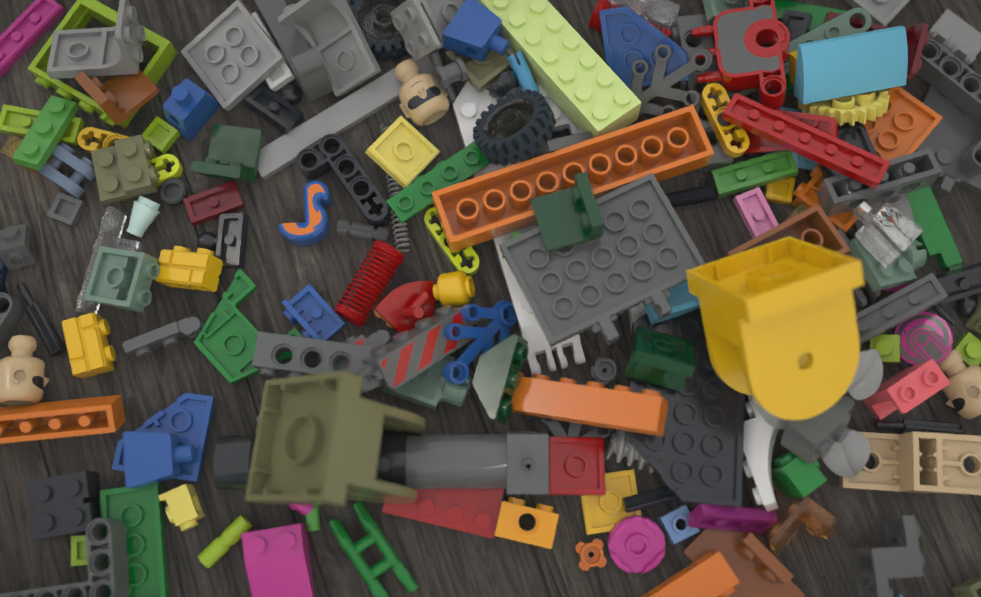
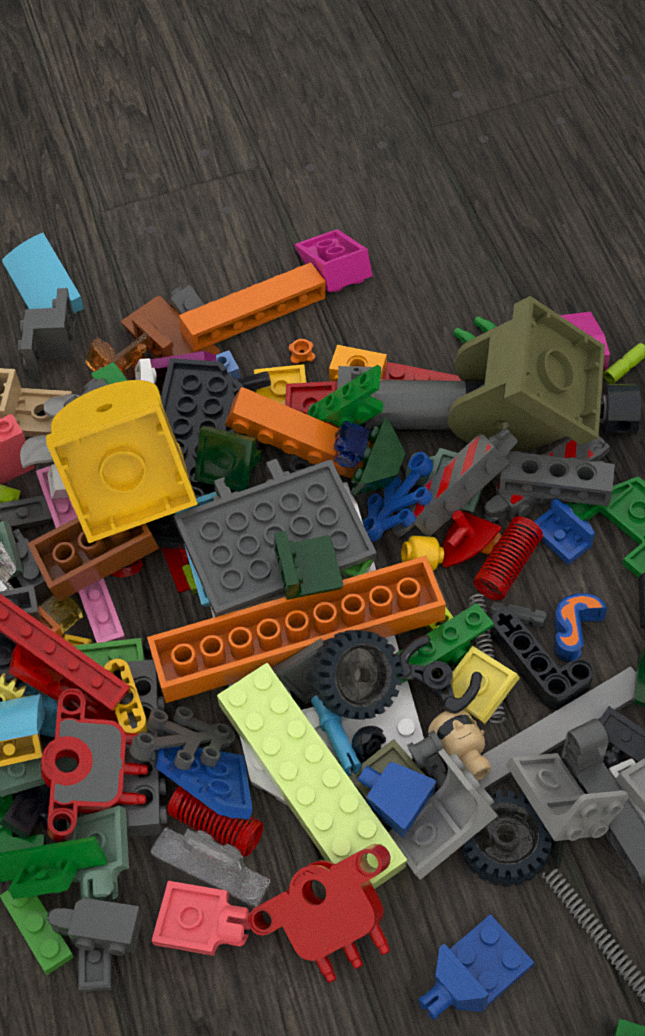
camera: 170 degrees left, 20 degrees down
(440, 140) = (441, 670): none -> black piece
(530, 385) = (350, 444): none -> clear blue brick
(538, 428) = (351, 401): none -> green bracket
(636, 544) = (261, 356): dark pink tile -> none

